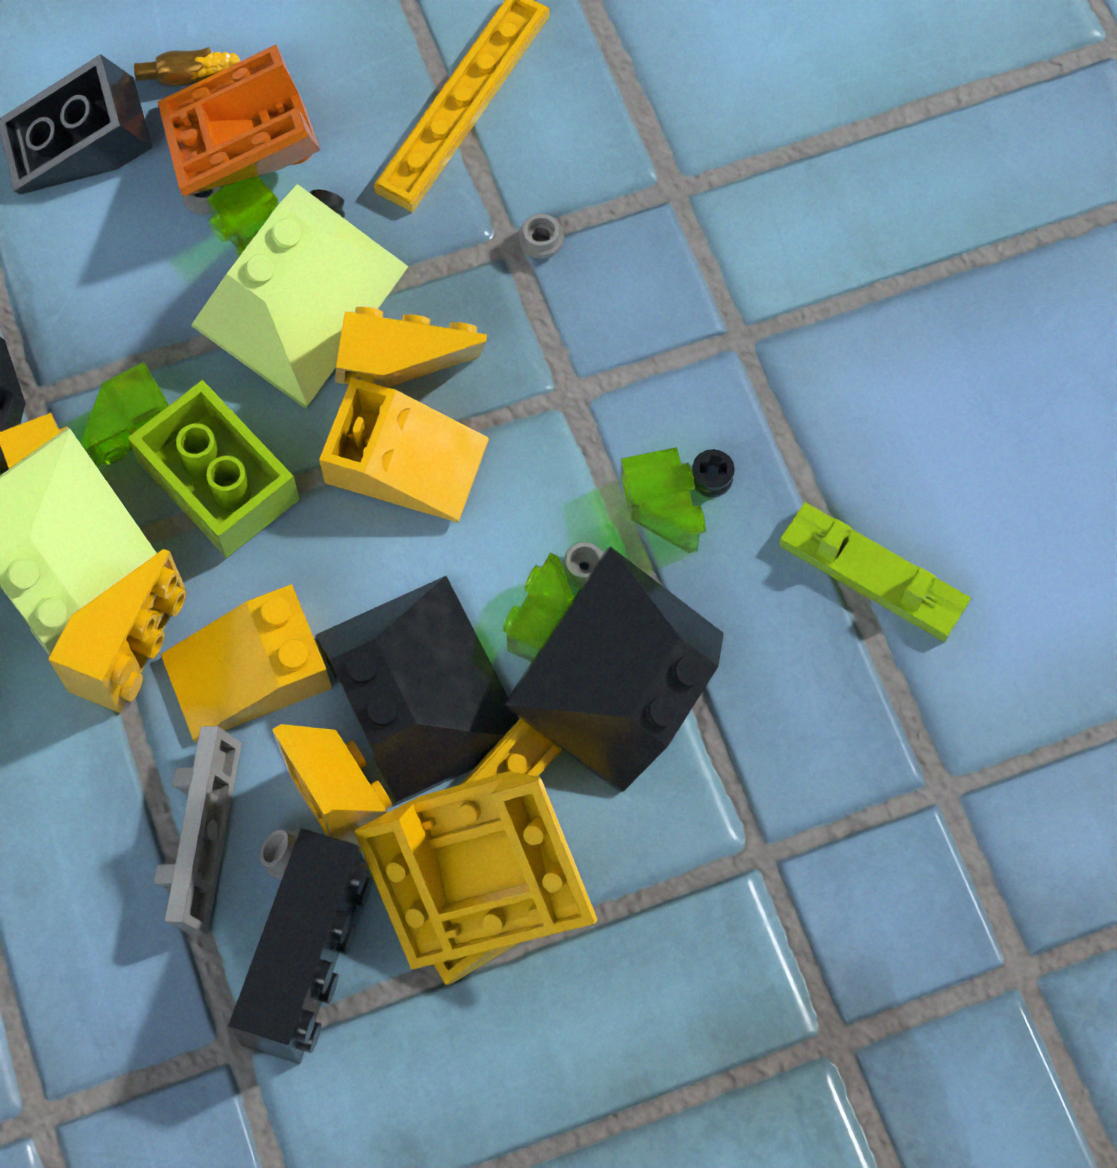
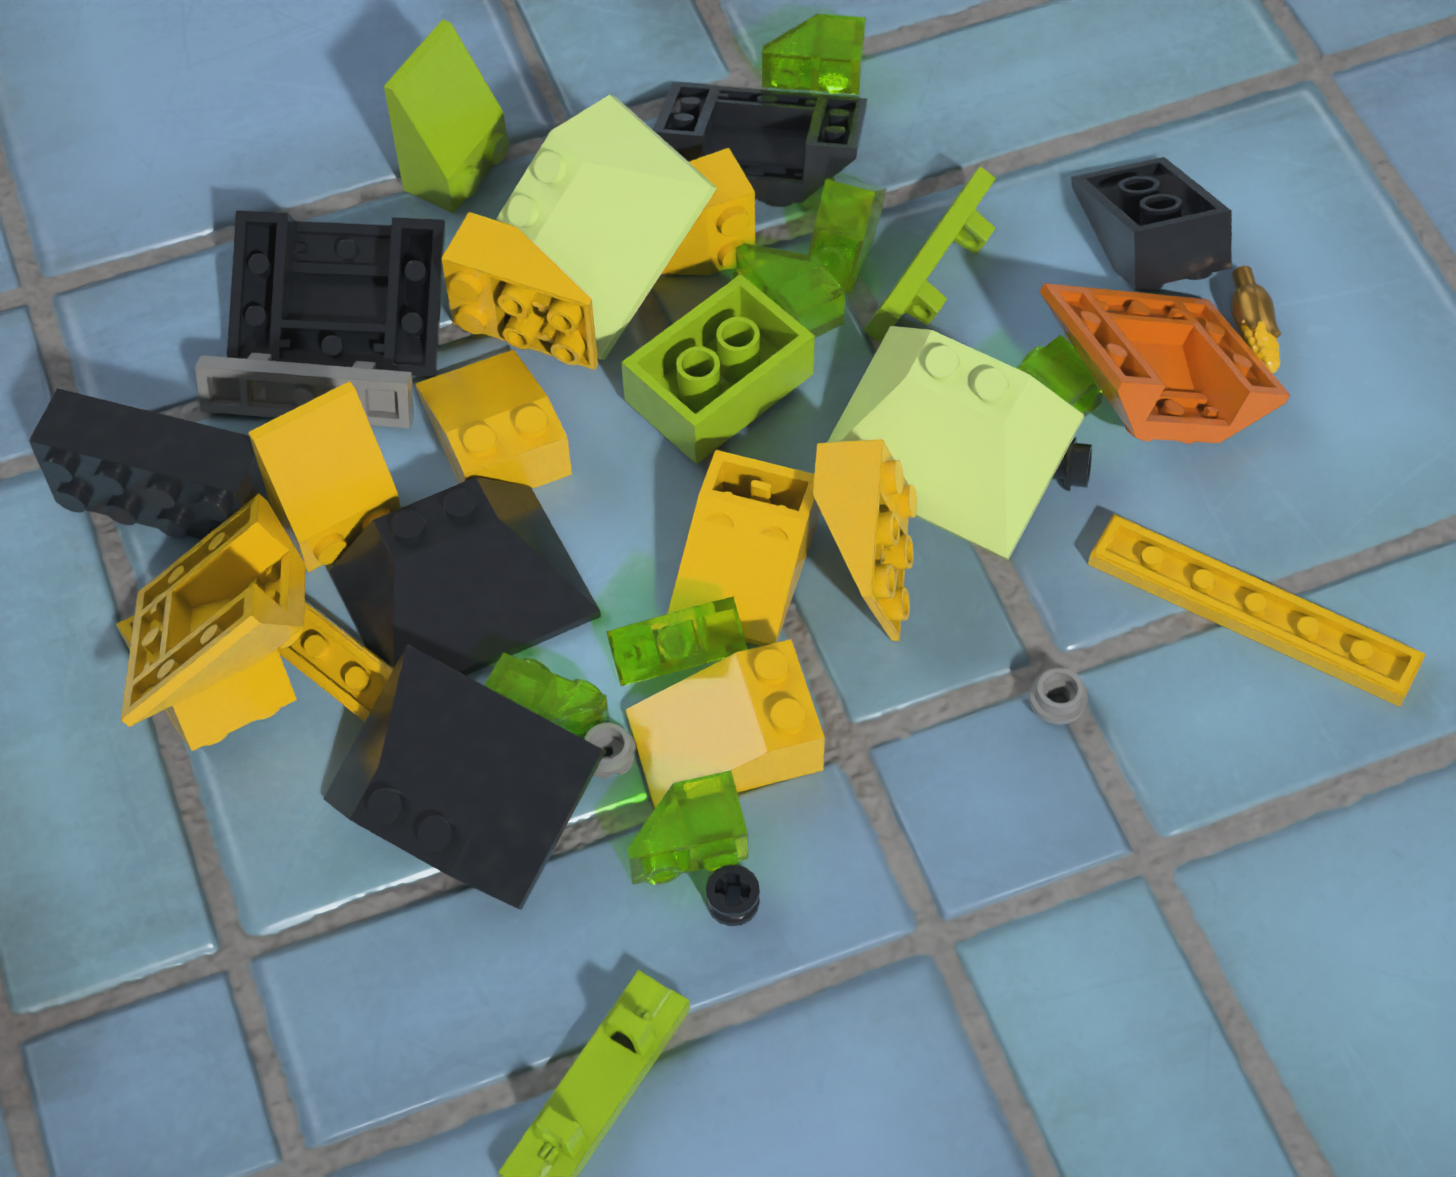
camera: 90 degrees right, 10 degrees down
(59, 366) = (846, 227): none -> clear neon green slope
(72, 288) = (912, 290): none -> lime hinge
(91, 804) = (337, 291): none -> black slope
(492, 504) = (676, 641): none -> clear neon green slope
(569, 470) = (734, 716): none -> yellow slope

